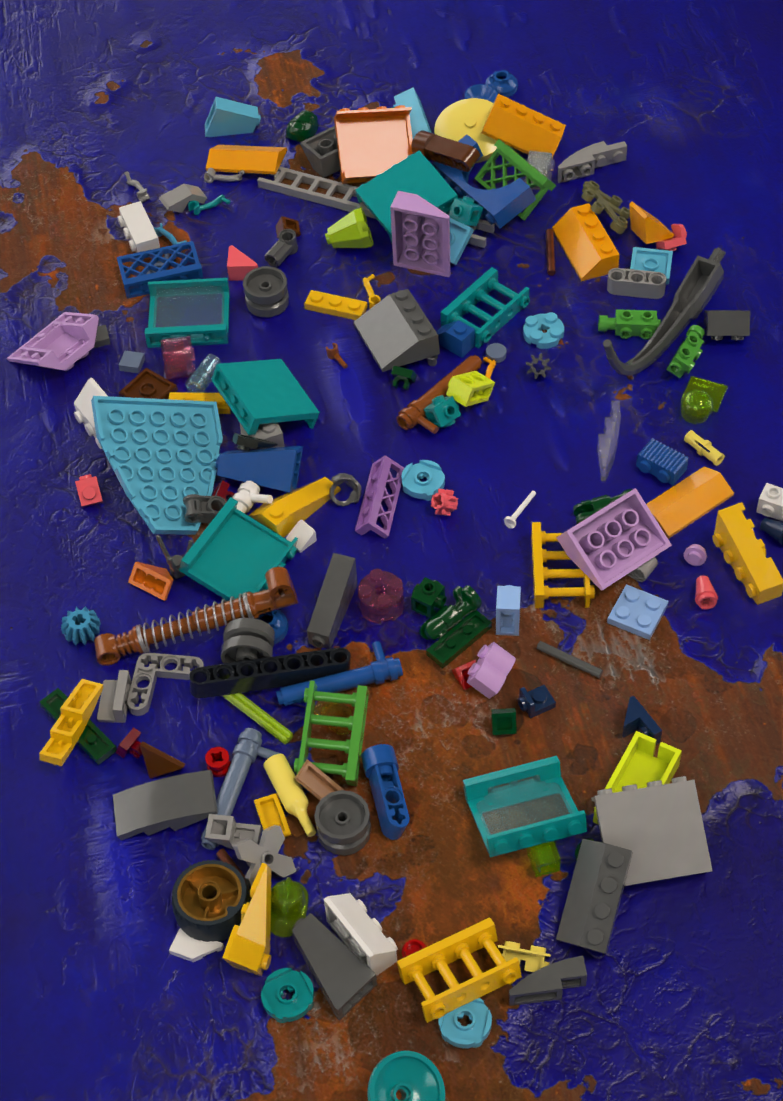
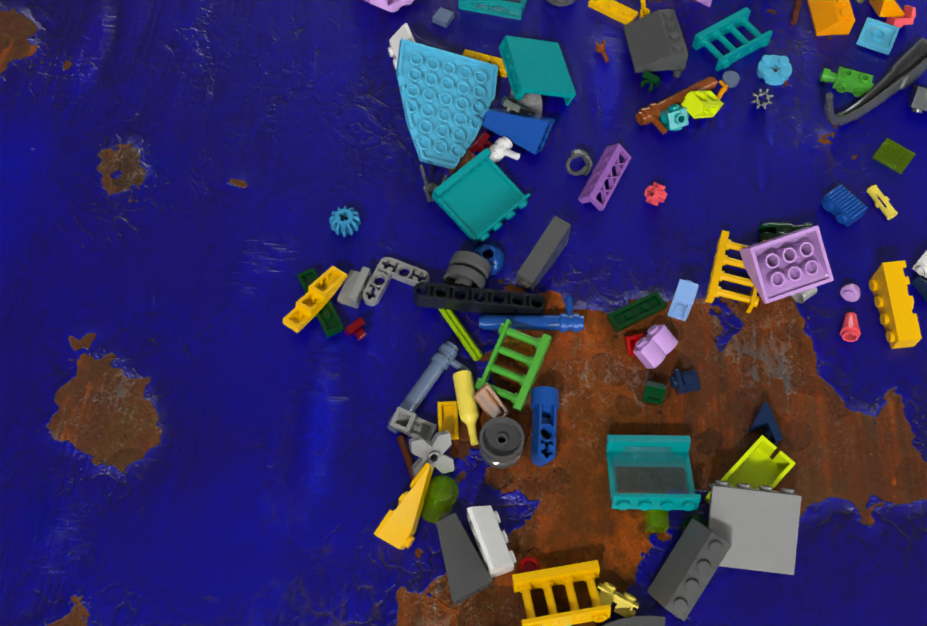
camera: 15 degrees right, 10 degrees up
(88, 490) = (381, 113): coral bracket -> none
(148, 385) = (449, 40): reddish brown tile -> none
(151, 579) = (409, 197): orange slope -> none
(158, 761) = (373, 349): reddish brown slope -> none
(165, 804) = (368, 386): dark grey slope -> none
(177, 357) = (478, 22): clear pink brick -> none
(192, 949) = (357, 509): white tile -> none
(200, 508) = (461, 150): dark grey piece -> none
(202, 376) = (491, 44): clear light blue axle -> none
(209, 900) = (379, 493): wheel -> none
(218, 768) = (416, 366): red wheel -> none
(248, 605) = (501, 239): dark orange piece -> none
(283, 1009) = (426, 563): teal plate -> none
(293, 506) = (535, 167): yellow wedge -> none
(305, 534) = (537, 192): white slope -> none
(381, 596) = (583, 259): clear pink brick -> none
(419, 489) = (640, 178): medium azure plate -> none
(428, 597) = (621, 271): dark green brick -> none
(457, 337) = (702, 58): blue slope -> none
(466, 602) = (630, 292): dark green piece -> none
(510, 521) = (704, 224): white piece -> none
(569, 659) = (722, 354): dark grey bar -> none
(608, 441) = (804, 175): clear slope -> none
(636, 283) = (862, 48): light grey beam -> none
(637, 612) = (789, 328): light blue plate -> none
(688, 350) = (890, 116): bright green brick -> none
(689, 500) = (858, 243): light orange slope -> none
(696, 406) = (885, 165): clear neon green hair -> none

